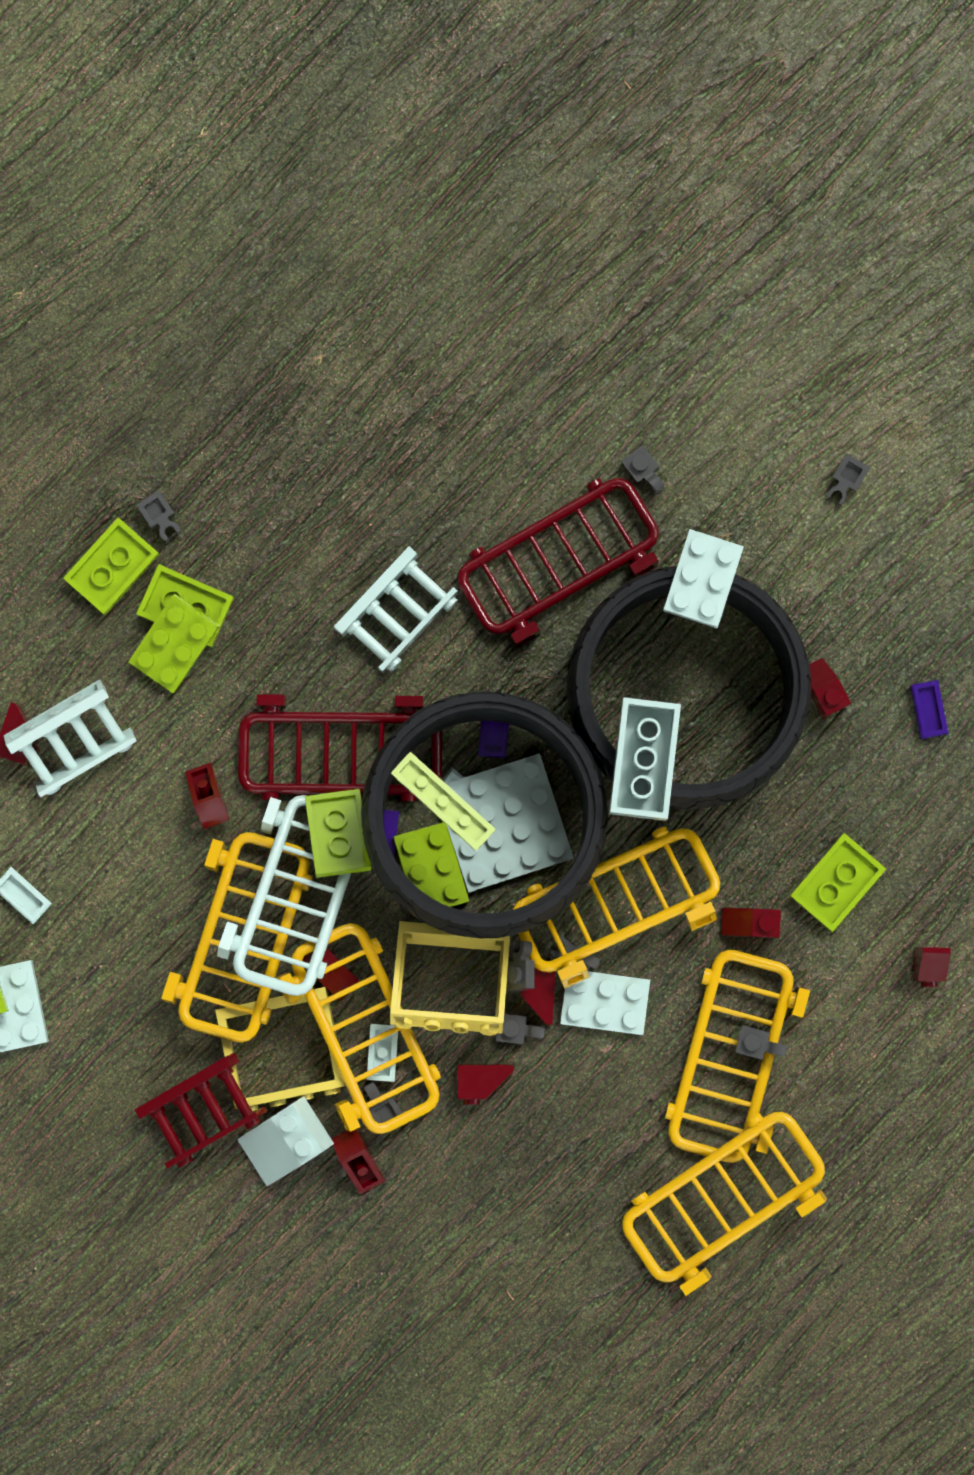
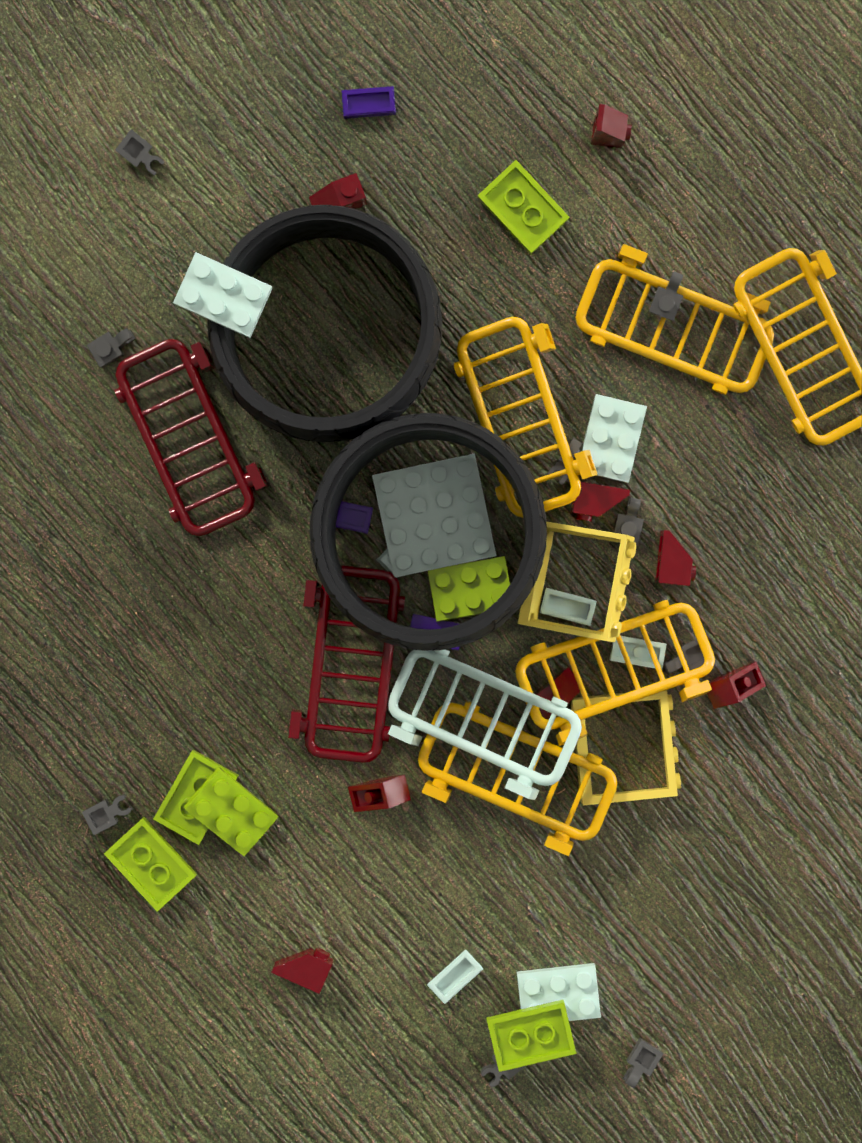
camera: 90 degrees left, 5 degrees up
(46, 725) = (287, 918): light aqua fence -> none
(200, 1084) = (651, 825): dark red fence -> none
(285, 1141) = (712, 750): light aqua slope -> none
(337, 833) = (429, 674): lime plate -> none
(388, 584) = (196, 601): light aqua fence -> none
(422, 973) = (568, 606): none -> light aqua tile
(443, 801) = (414, 569): yellowish green plate -> none
(521, 970) = (577, 513): dark grey plate -> none
(644, 759) = (393, 370): light aqua brick -> none
(751, 922) = (552, 292): dark red slope -> none

